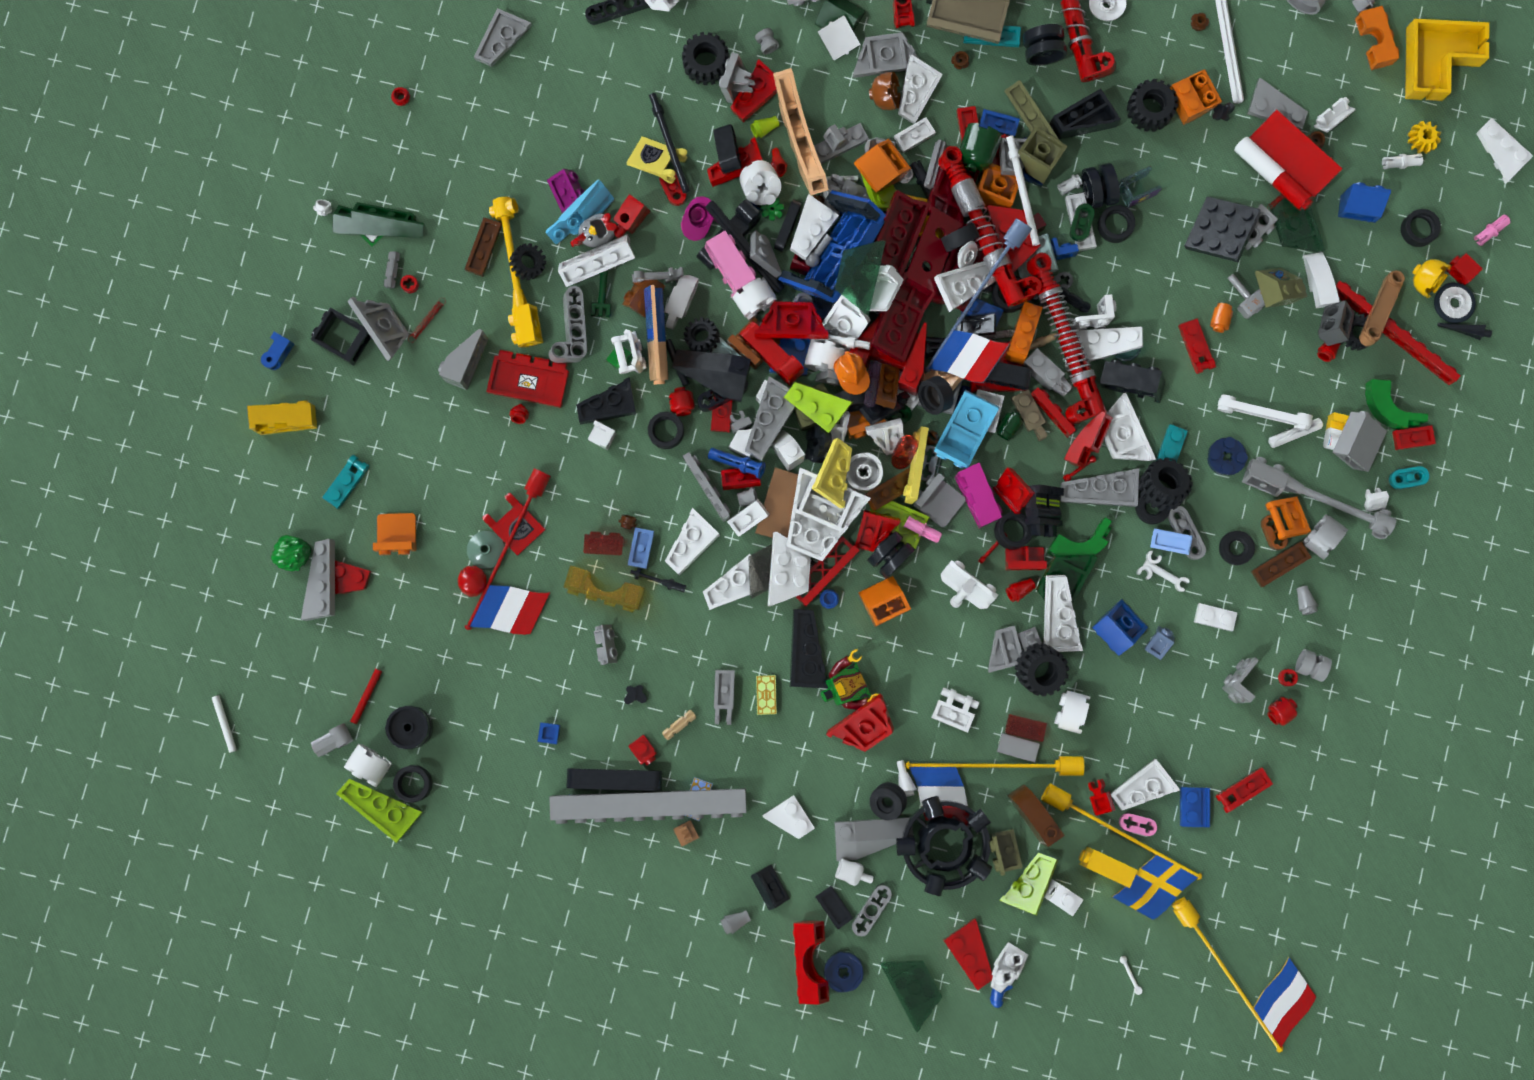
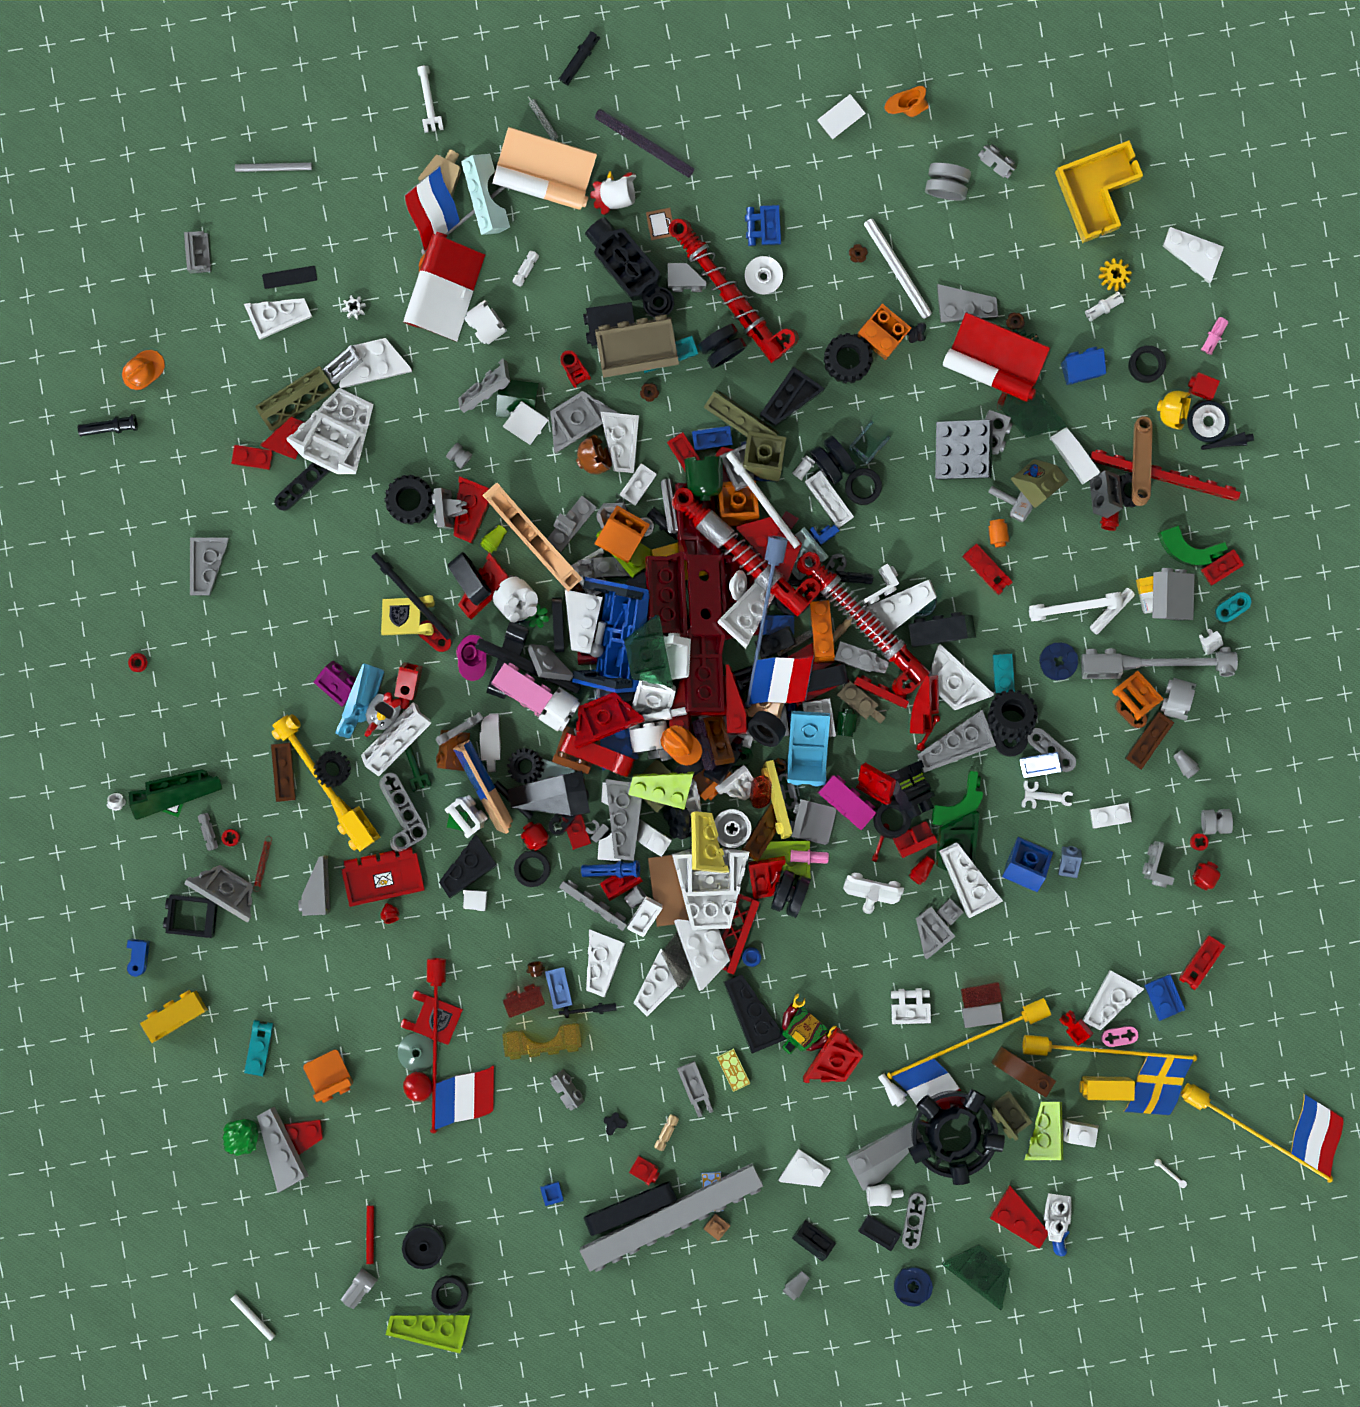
camera: 30 degrees left, 5 degrees up
(368, 765) = (402, 1296): white brick -> none
(778, 162) = (522, 569): red animal -> none
(811, 986) = (890, 1312): red arch -> none
(883, 810) = (889, 1108): black tyre -> none
(884, 601) = (803, 937): orange slope -> none
(960, 237) = (725, 574): black tyre -> none
(1051, 679) = (983, 944): black tyre -> none
(1073, 711) = (1017, 962): white brick -> none
(1082, 223) = (830, 502): dark green plate -> none
(1228, 556) = (1091, 742): black tyre -> none
(1330, 118) = (1021, 295): white hinge -> none
(1375, 23) = (1023, 182): orange arch -> none

